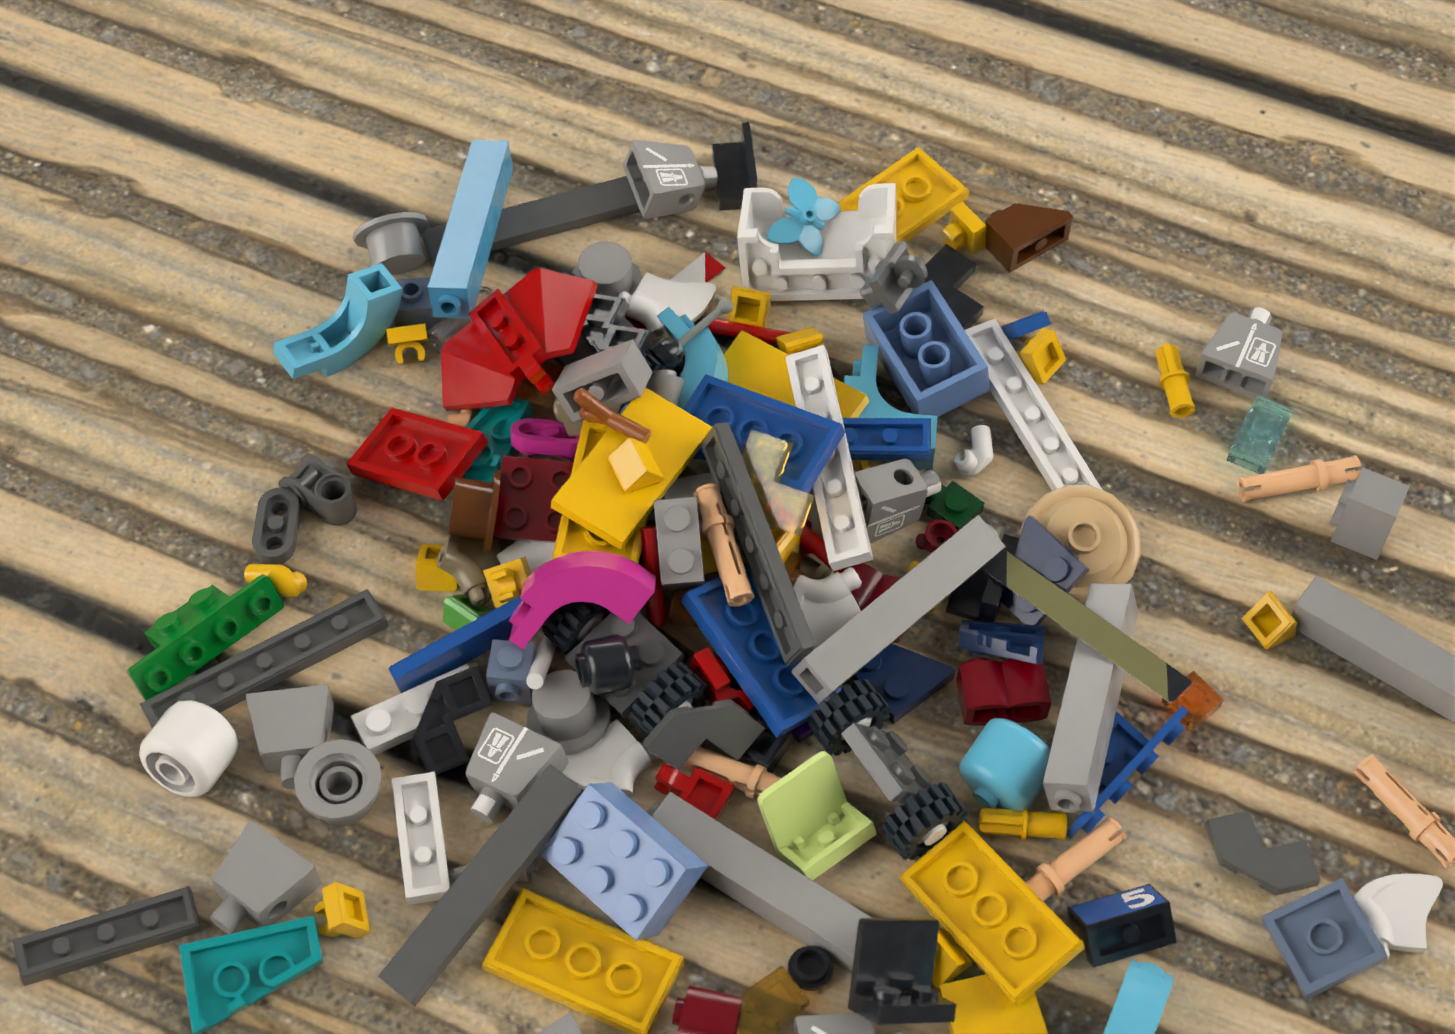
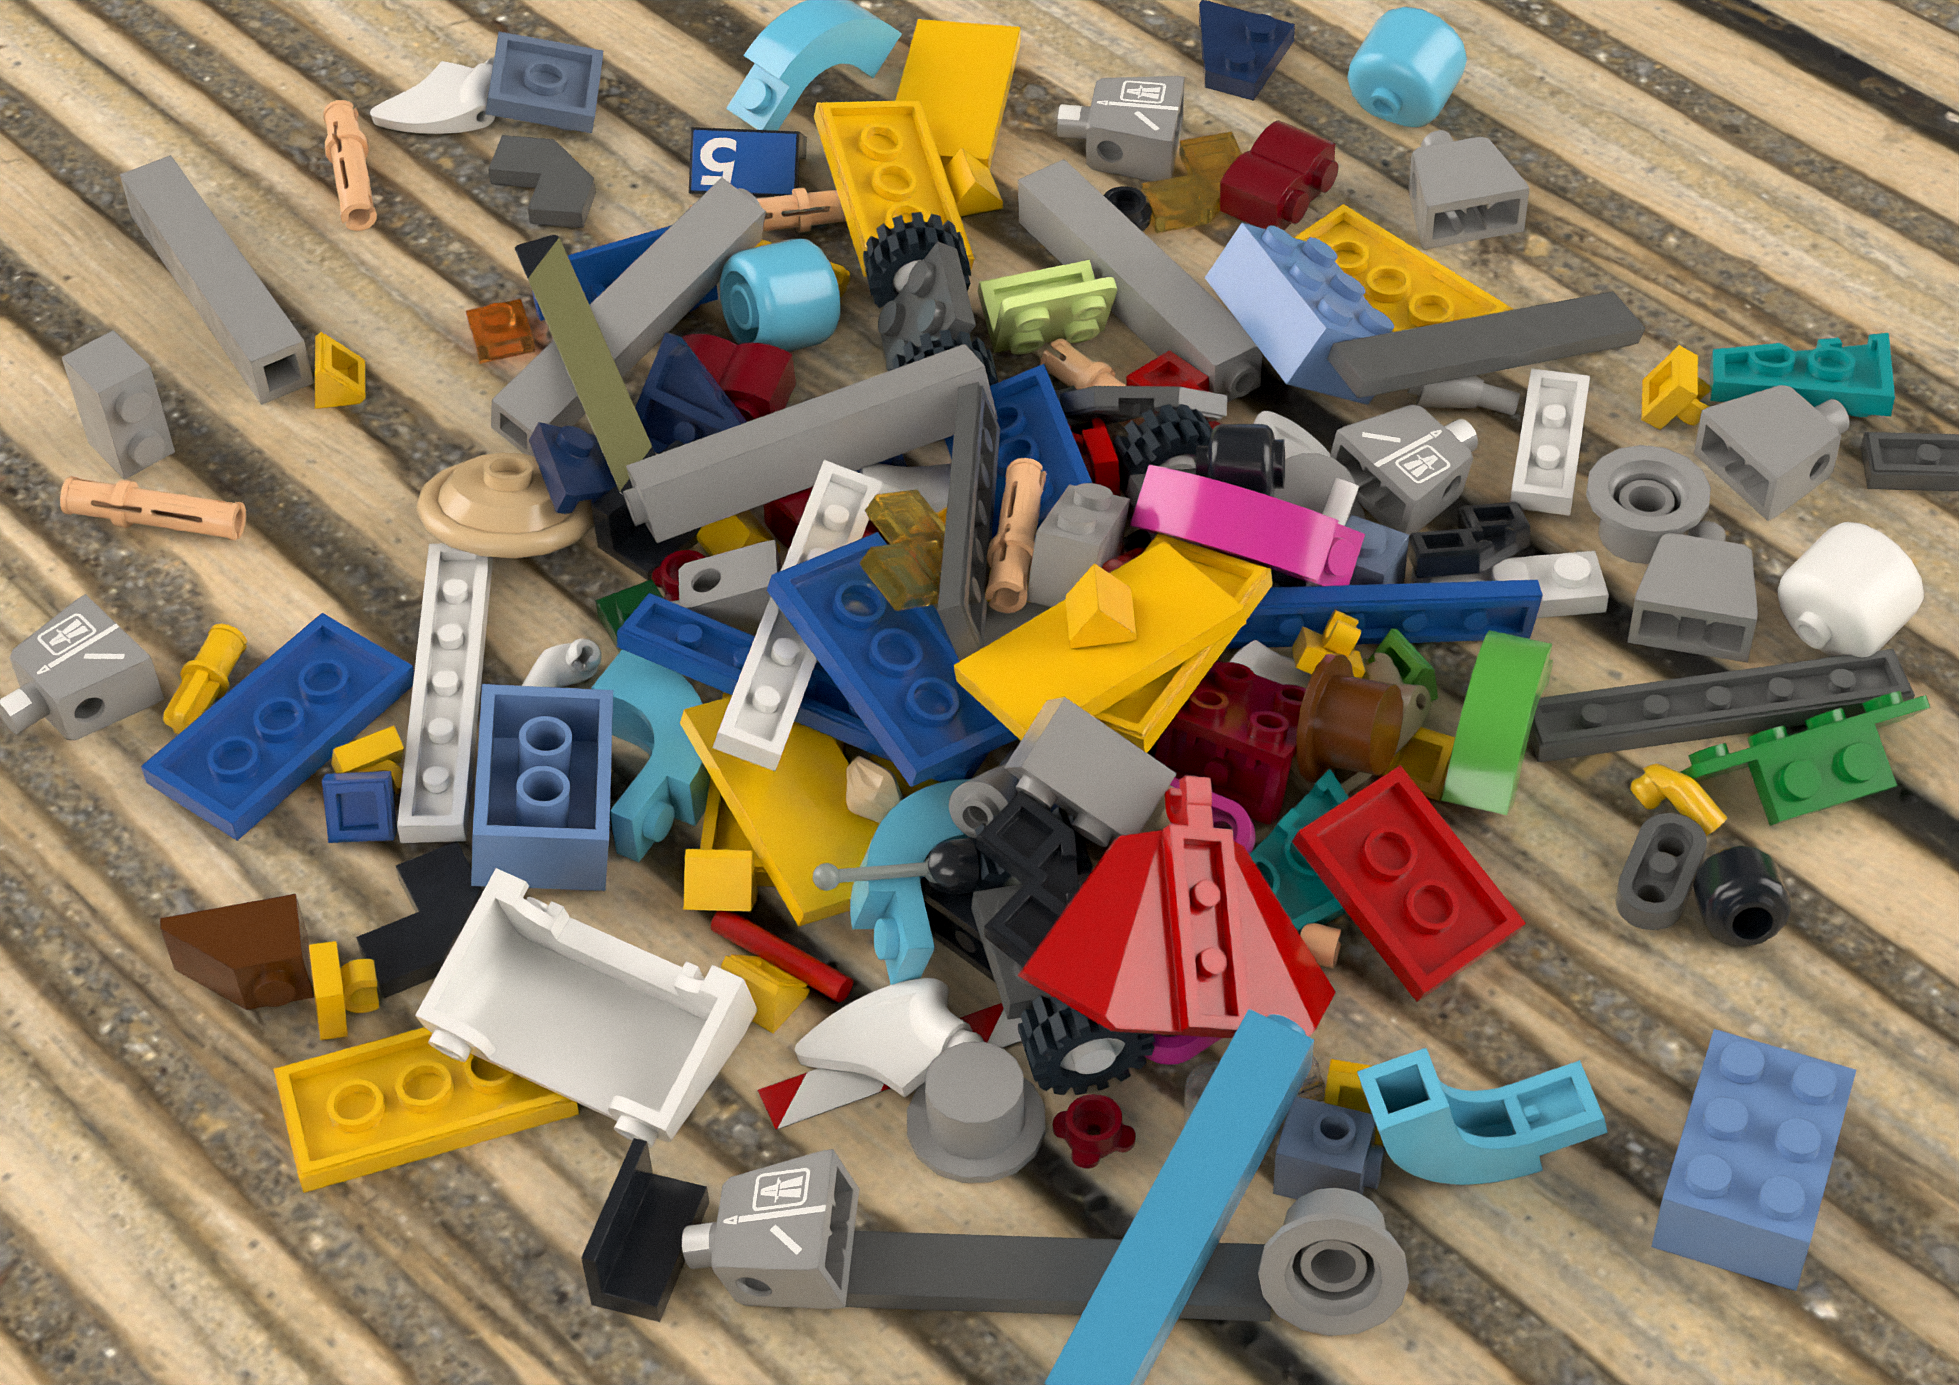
camera: 155 degrees left, 10 degrees down
(193, 367) = (1754, 1159): none -> medium blue brick
(225, 517) = (1742, 896): none -> black head
(318, 486) = (1579, 897): dark grey piece -> none
(393, 587) = (1497, 722): none -> bright green arch
(595, 411) = (1112, 687): dark orange piece -> none
(806, 218) = (601, 1048): medium azure piece -> none
(894, 279) = (555, 814): dark grey hips -> none
(896, 972) = (1042, 127): black bracket -> none
(1108, 366) = (278, 725): none -> blue plate
(1260, 435) = (153, 581): clear light blue plate -> none

